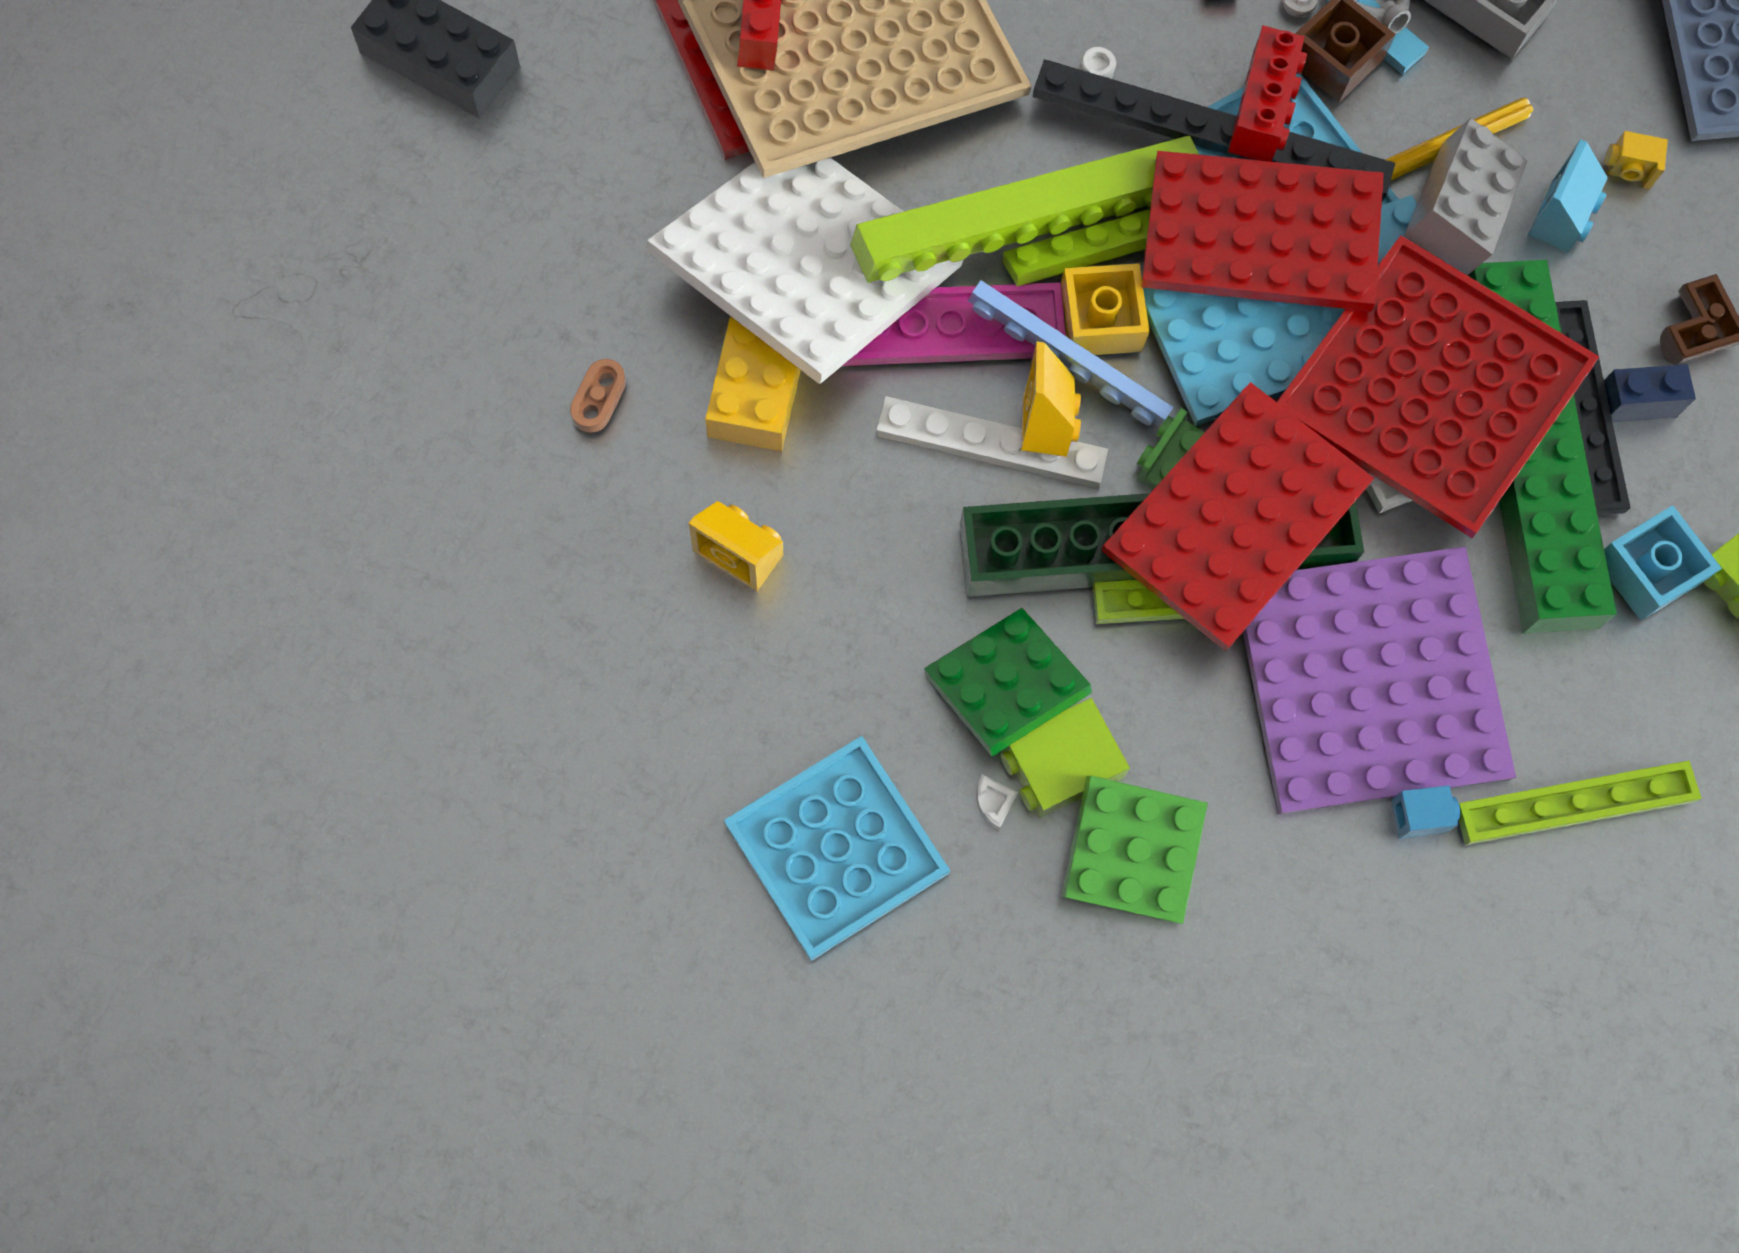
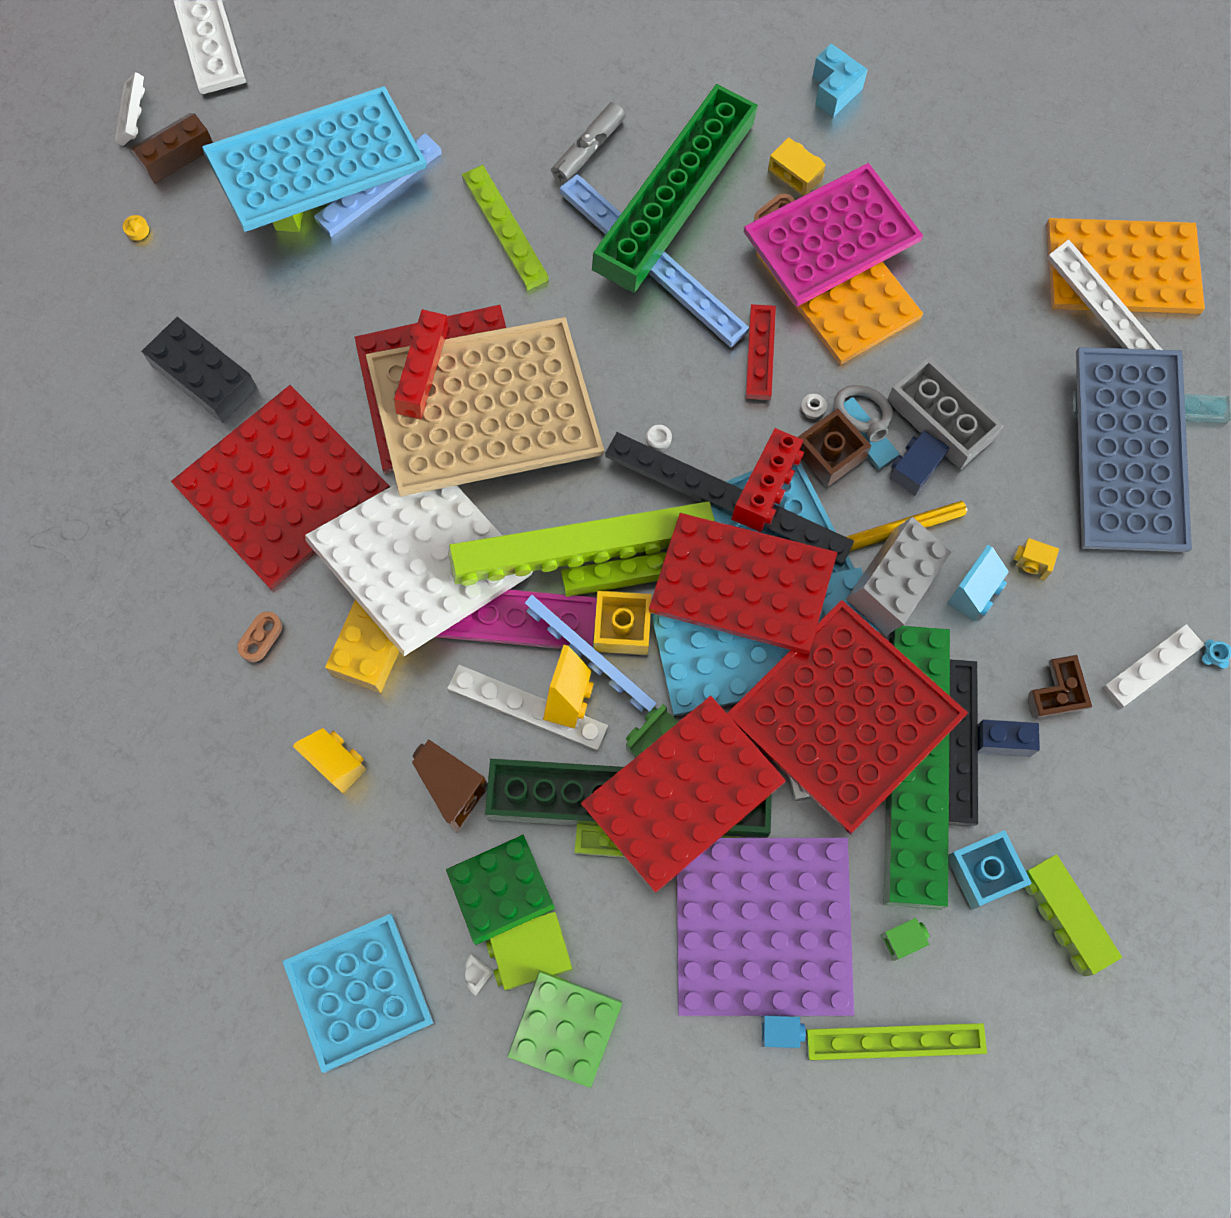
camera: 15 degrees right, 0 degrees up
(578, 191) = (277, 483): none -> red plate
(909, 548) = (450, 783): none -> reddish brown slope
(1457, 55) = (919, 462): none -> dark blue brick
(1564, 669) = (905, 939): none -> bright green brick

